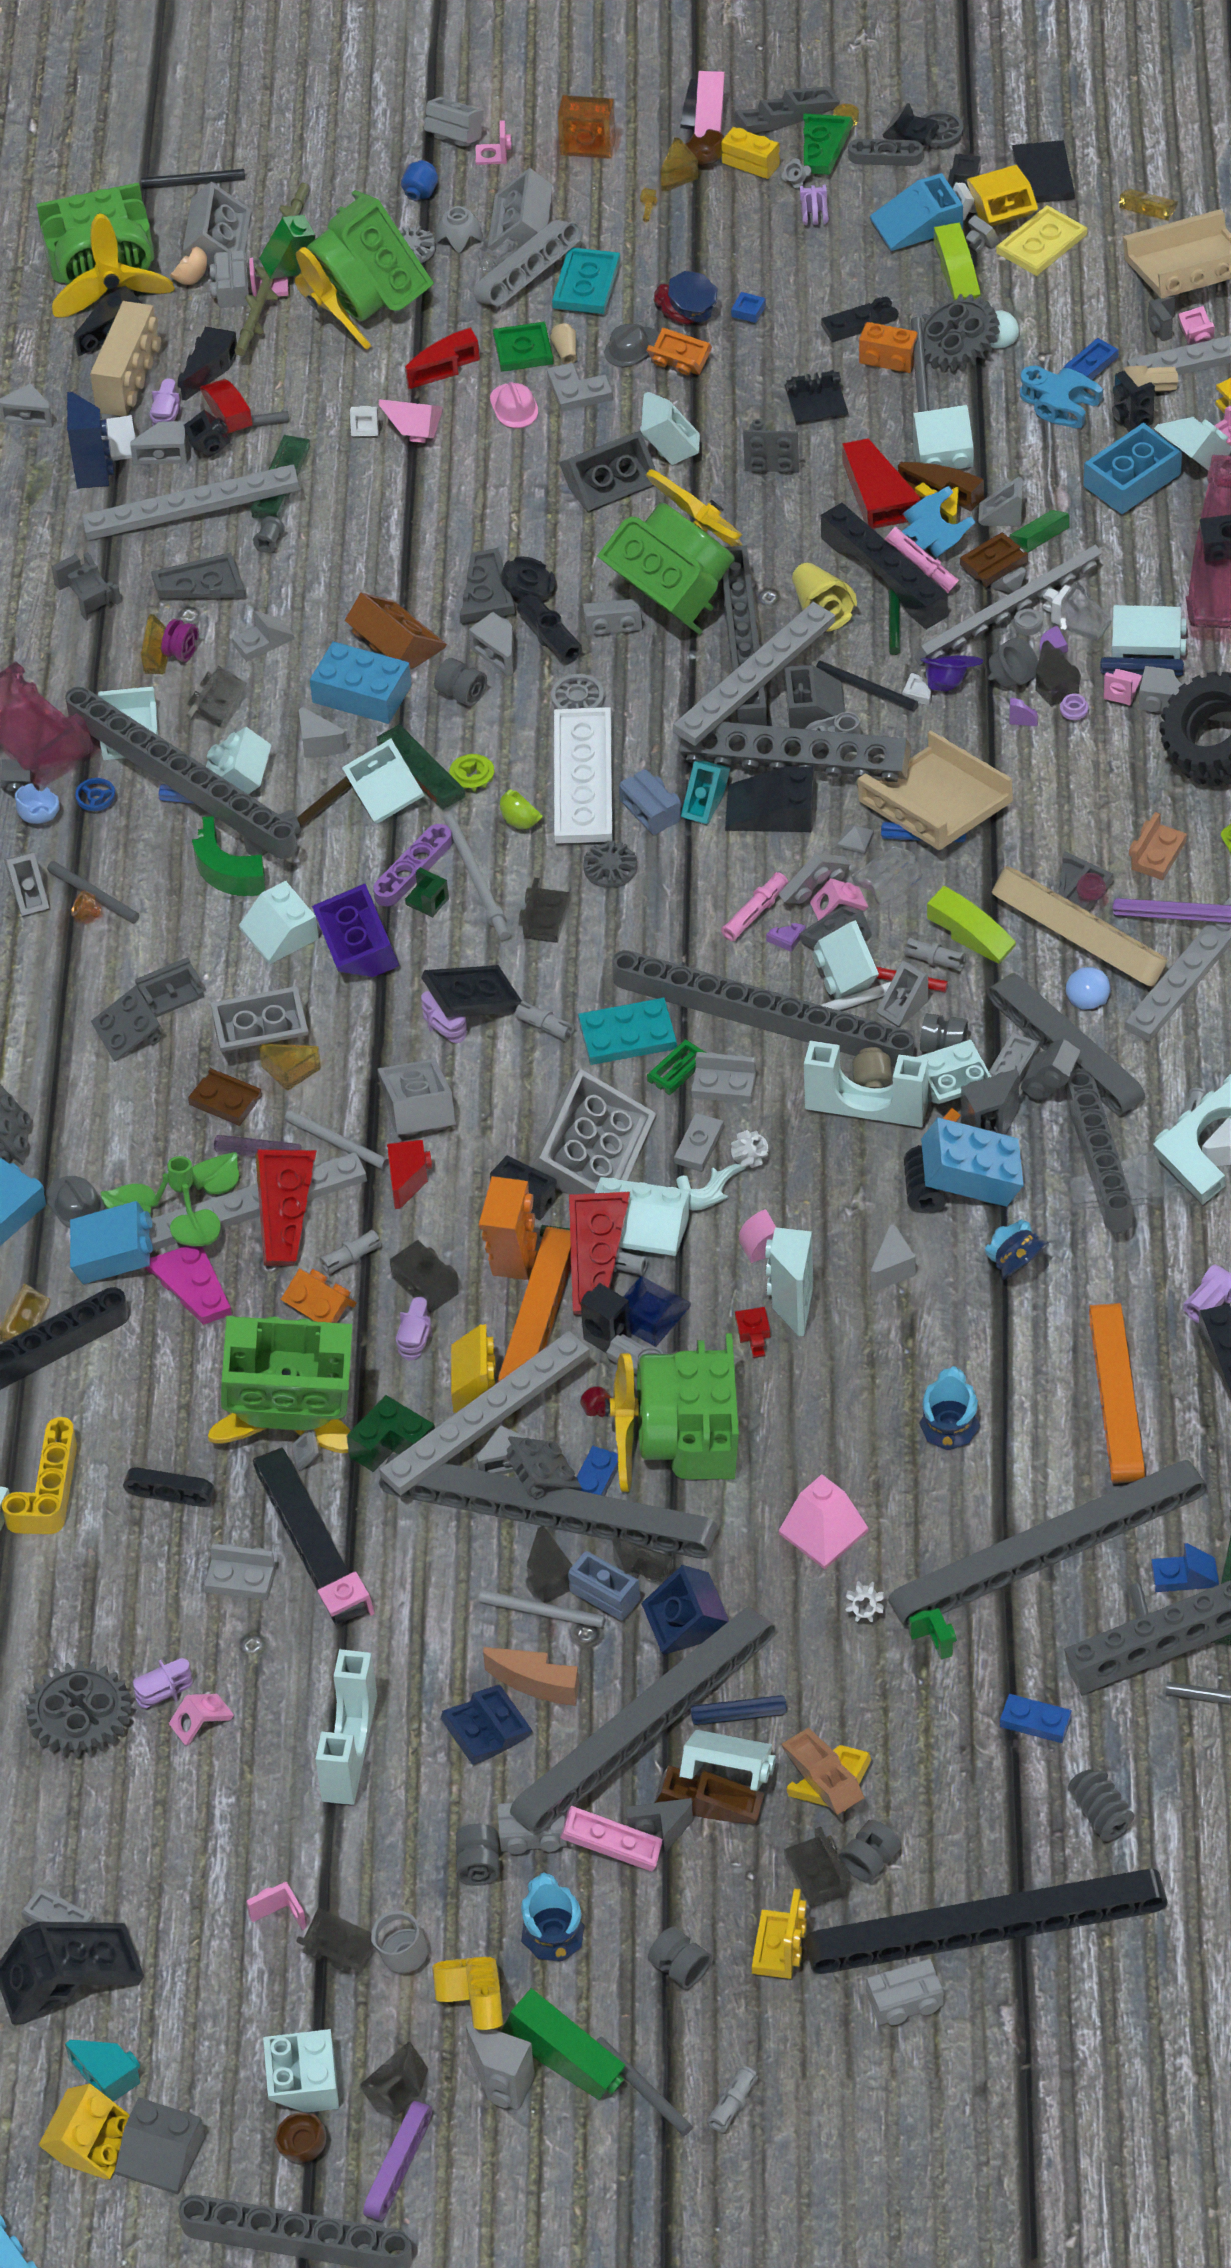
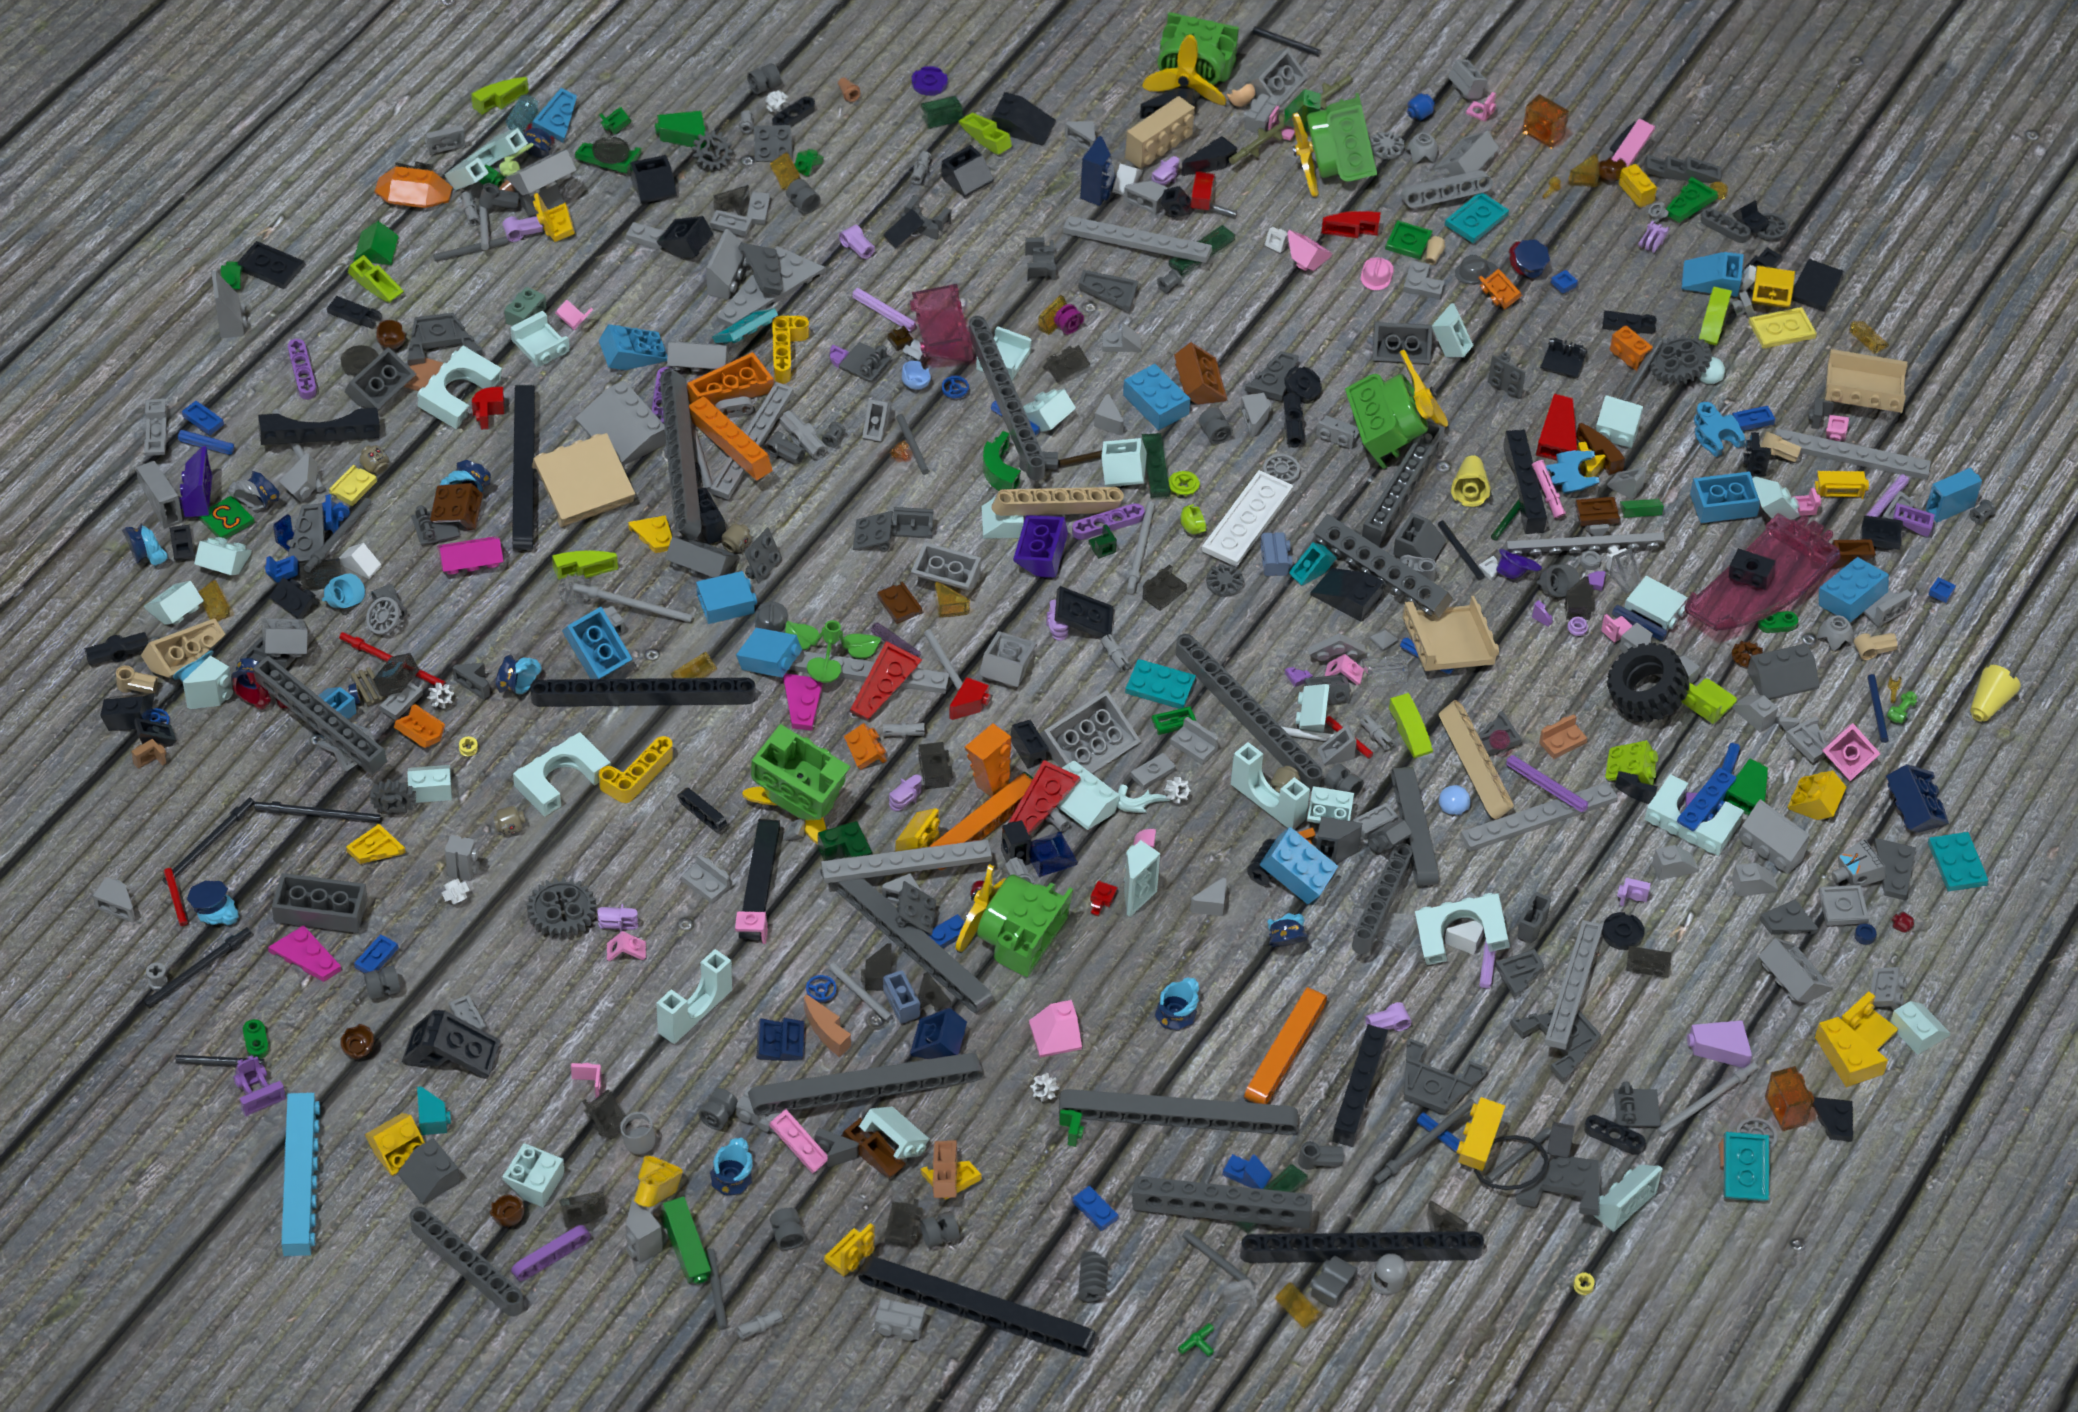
camera: 25 degrees right, 0 degrees up
(339, 869) = (1056, 501): none -> tan beam
(480, 1636) = (821, 986): none -> blue piece
(738, 1709) = (928, 1109): dark blue axle -> none
(753, 673) = (1388, 507): light grey plate -> none
(762, 898) = (1299, 646): bright pink pin -> none

